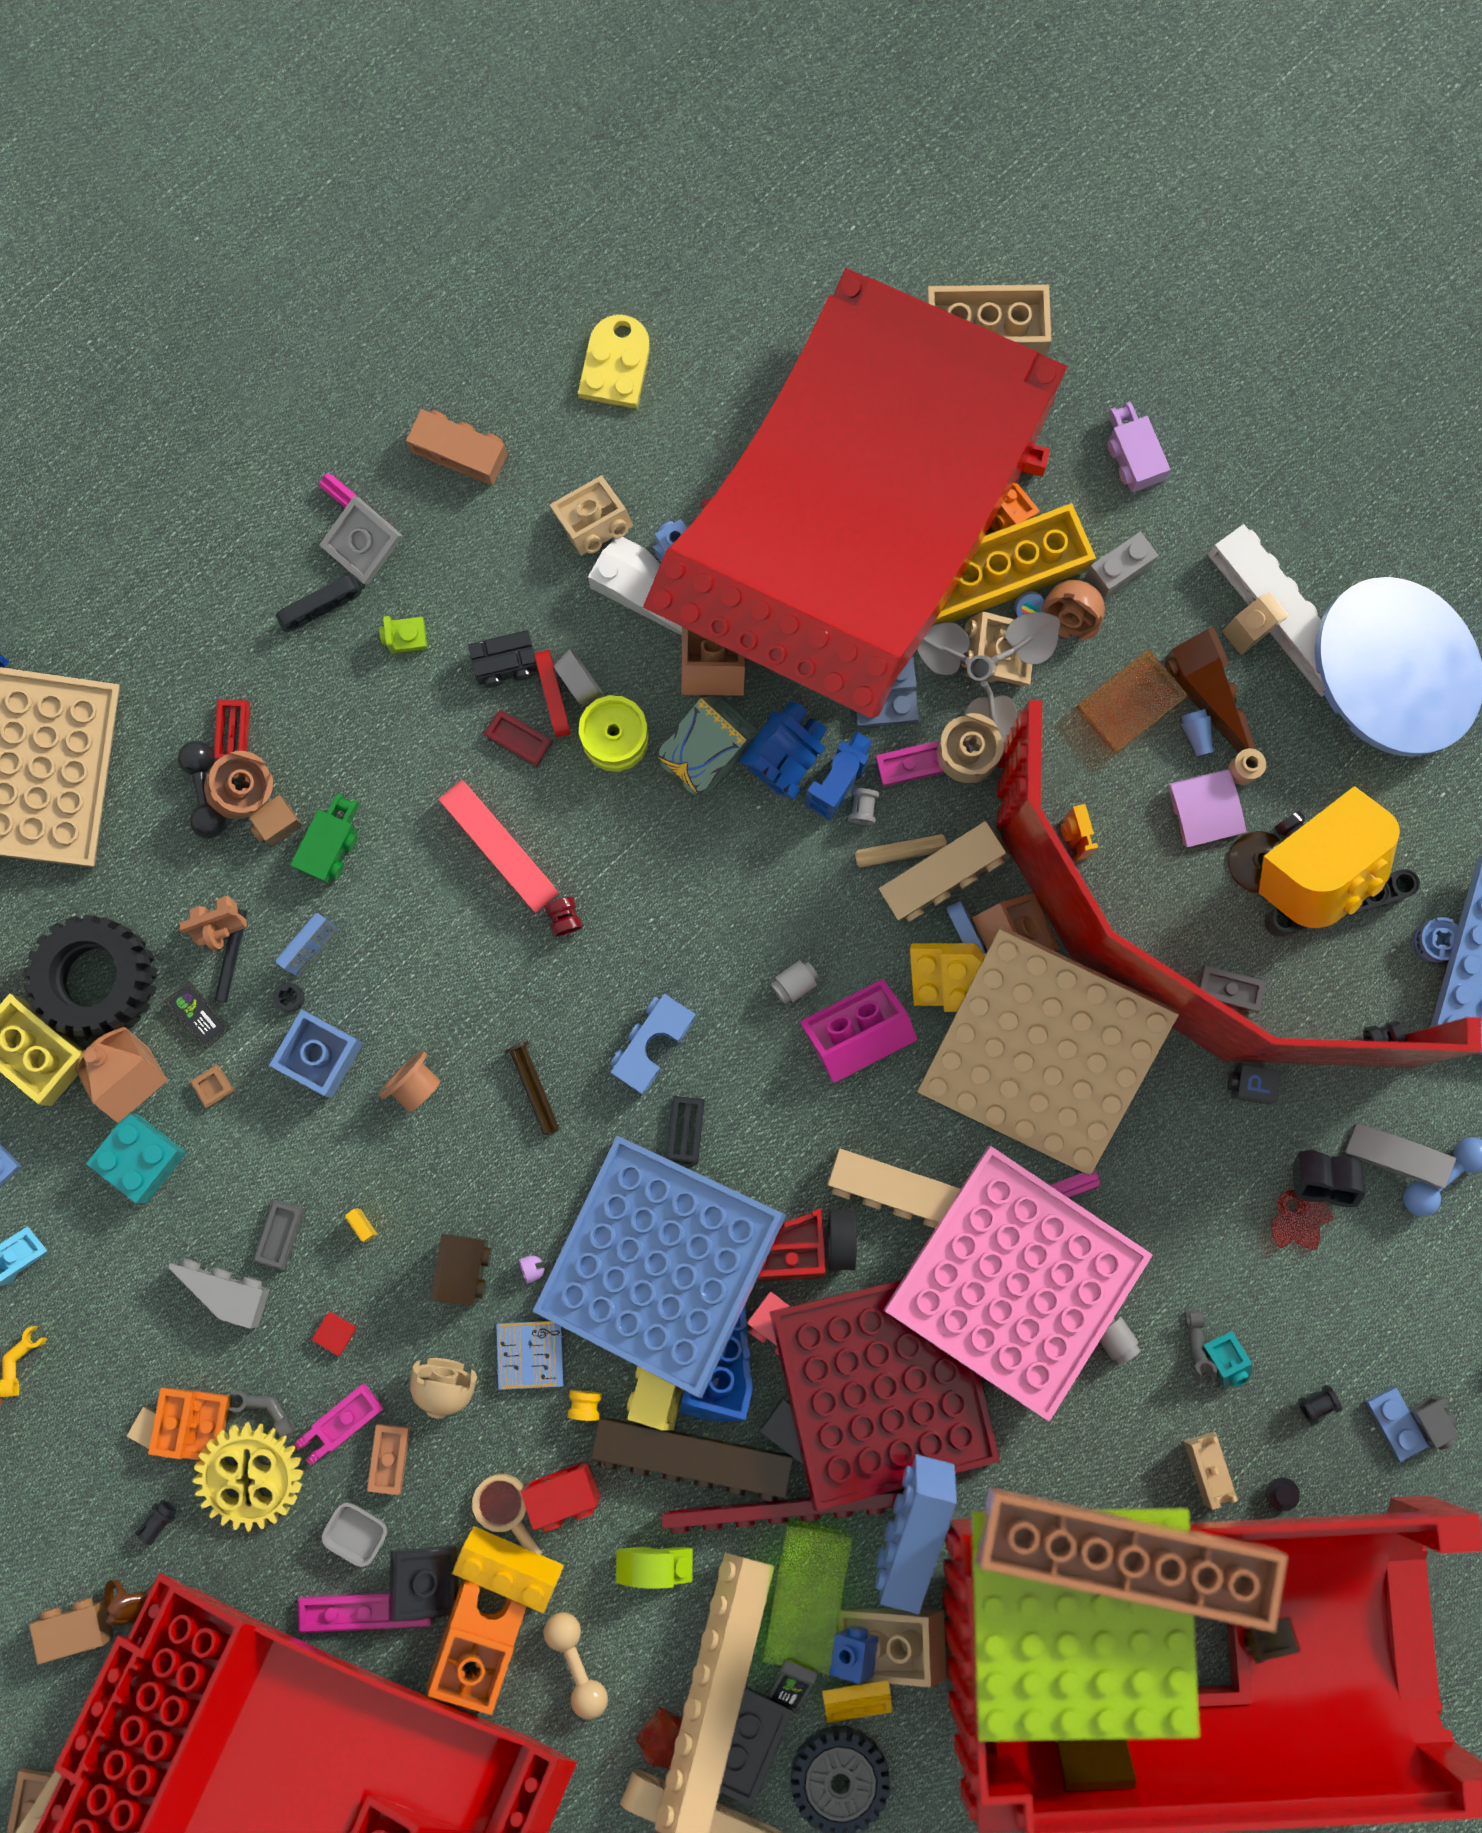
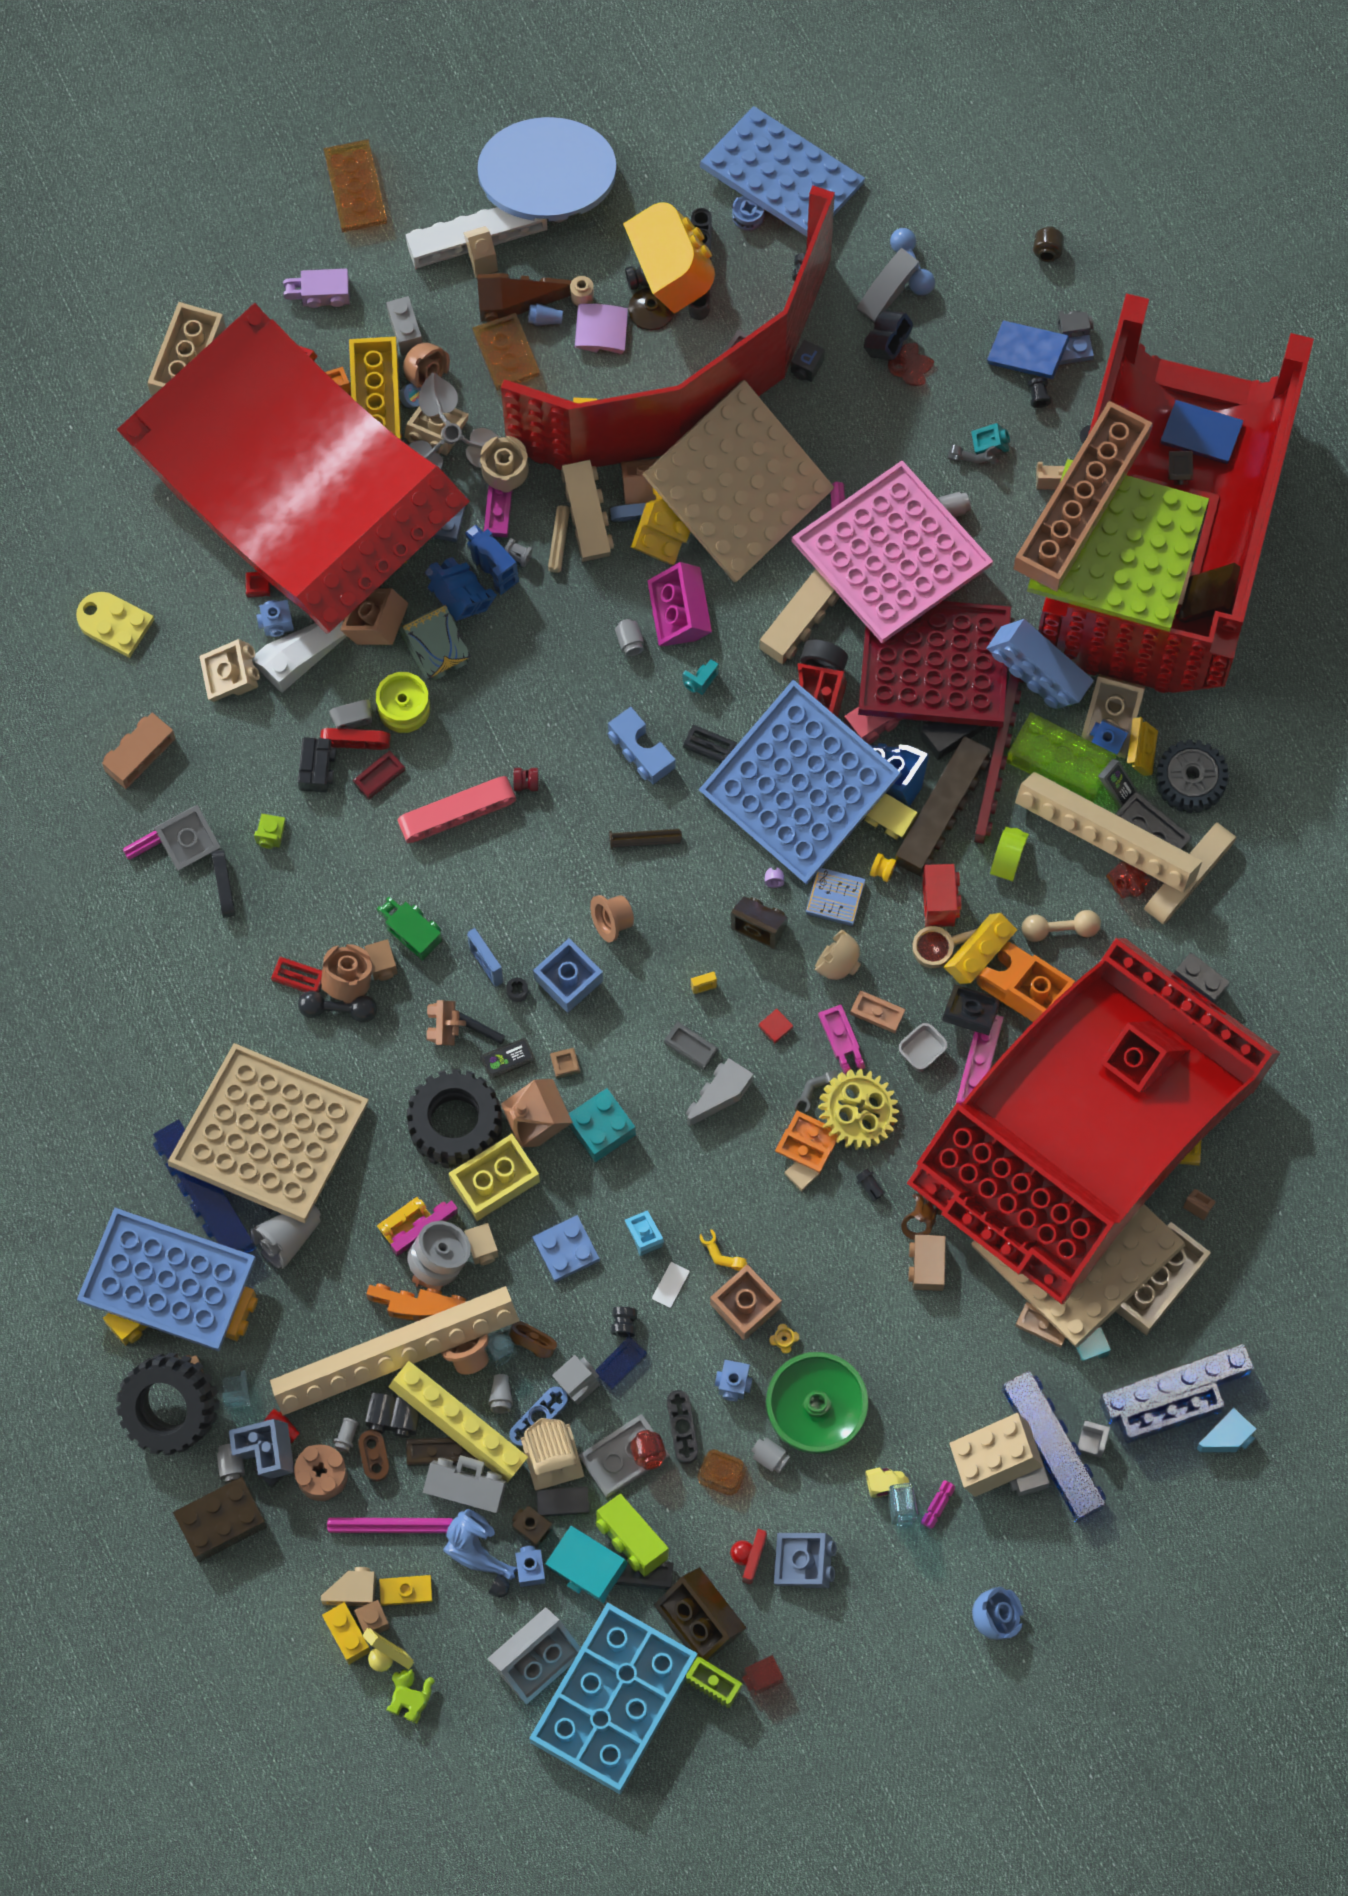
camera: 70 degrees left, 10 degrees down
(774, 1094) = (703, 678): none -> teal bracket
(1291, 443) = (355, 185): none -> clear orange plate
(1336, 1652) = (1201, 431): none -> blue tile
(1376, 1371) = (1028, 349): none -> blue tile

